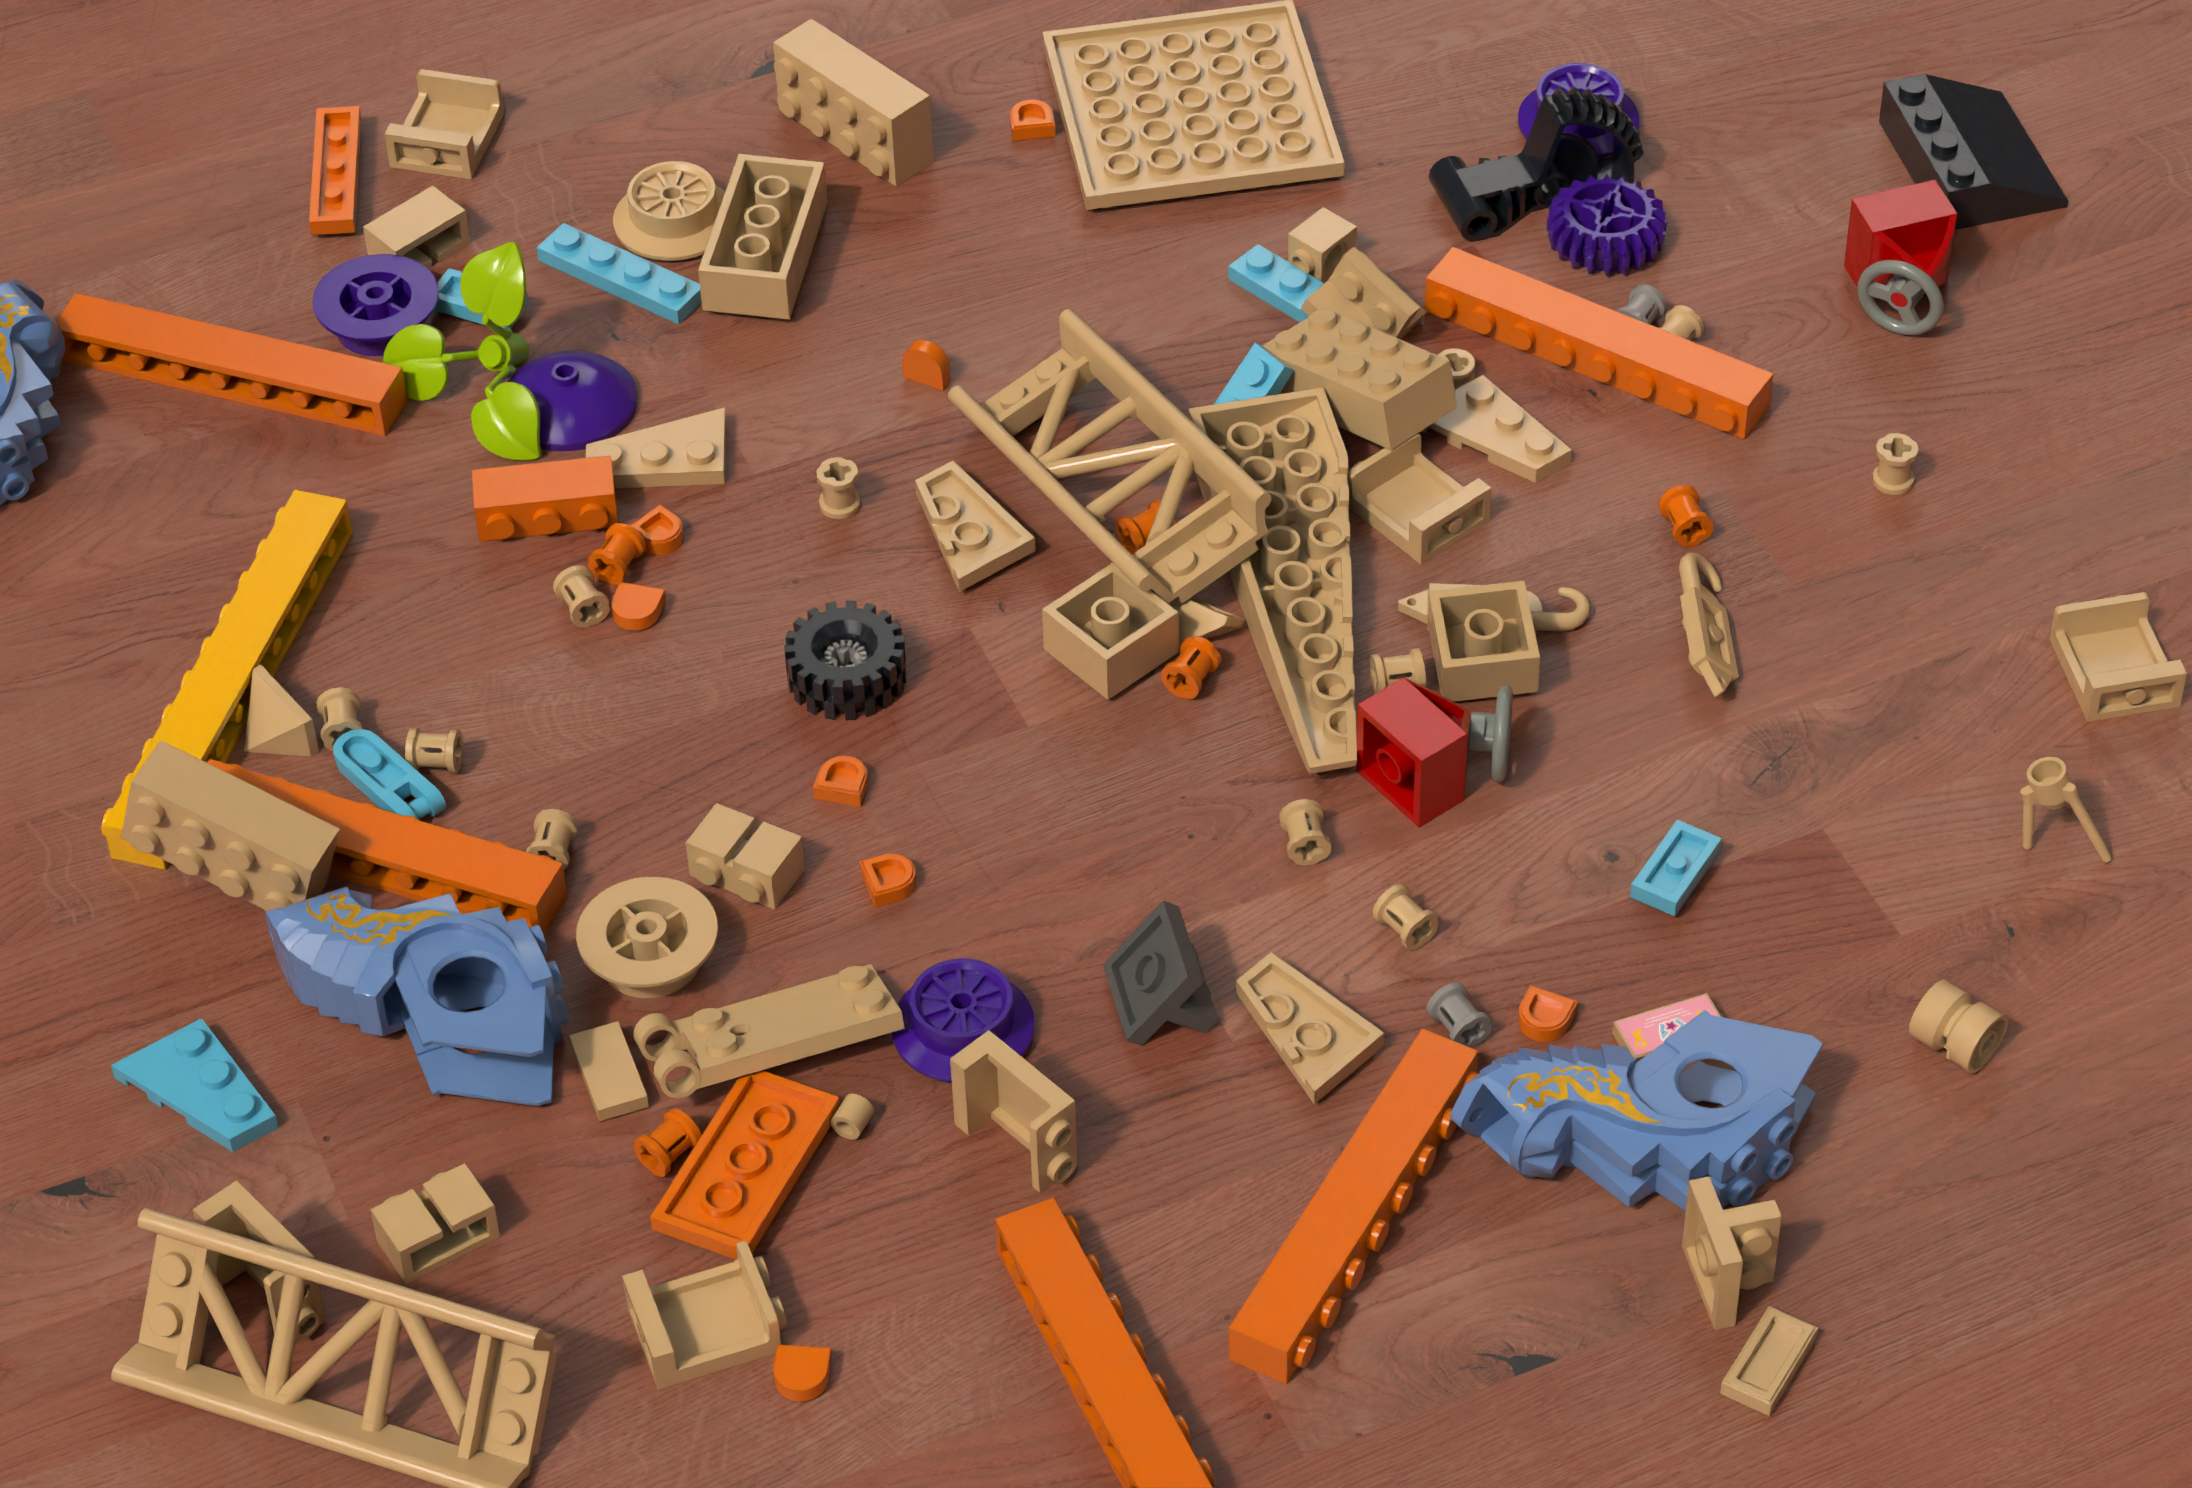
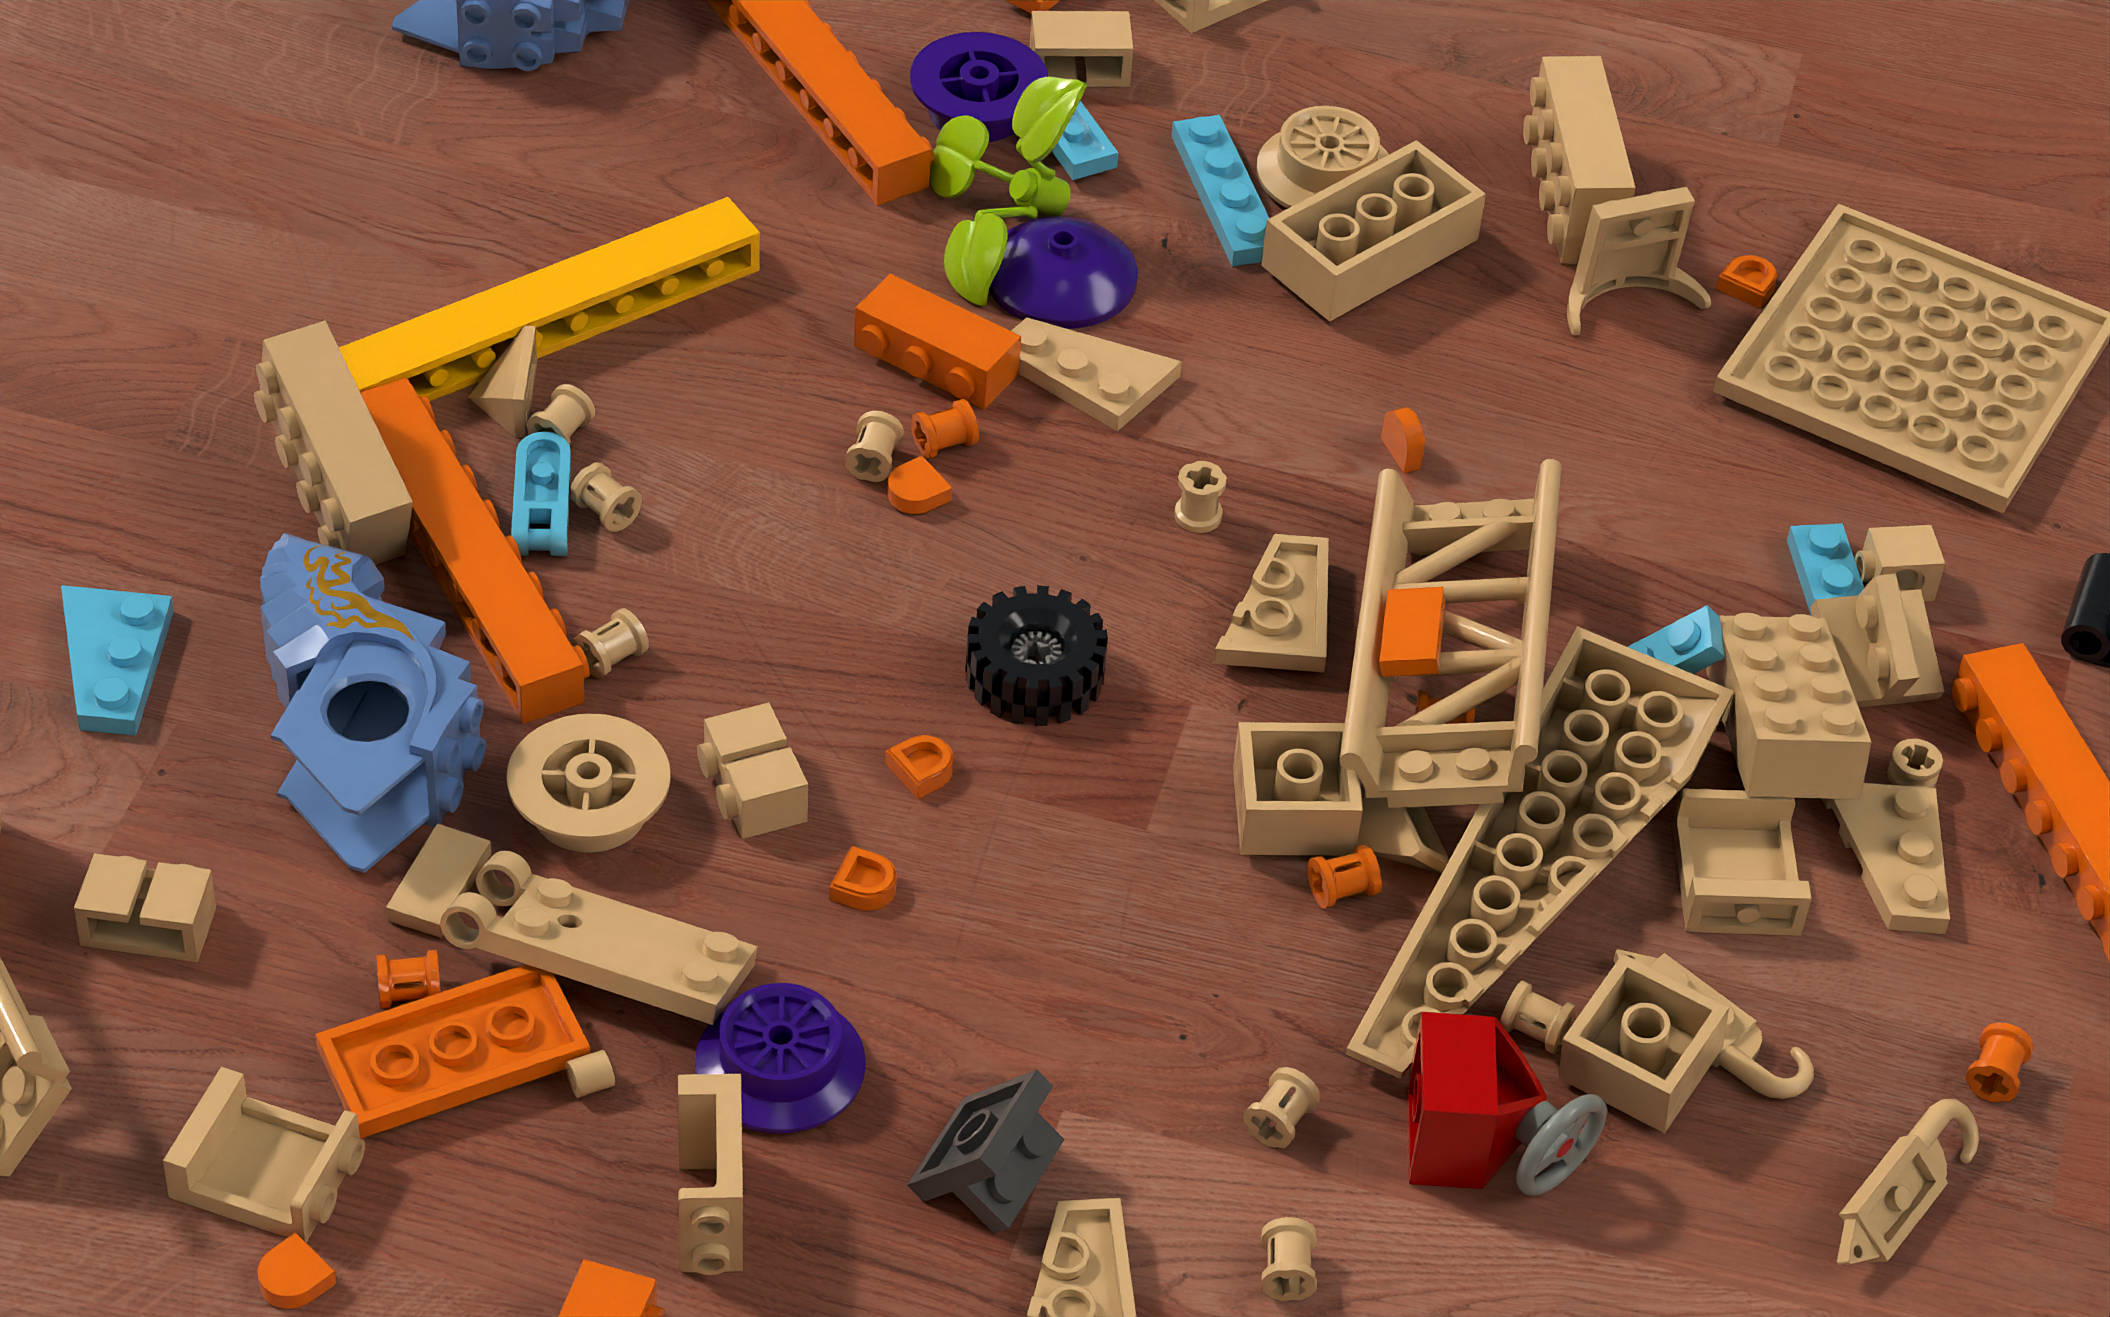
camera: 35 degrees right, 0 degrees up
(660, 530) = (1008, 434): orange tile -> none
(957, 141) = (1635, 246): none -> tan piece
(1093, 478) = (1412, 631): none -> orange tile

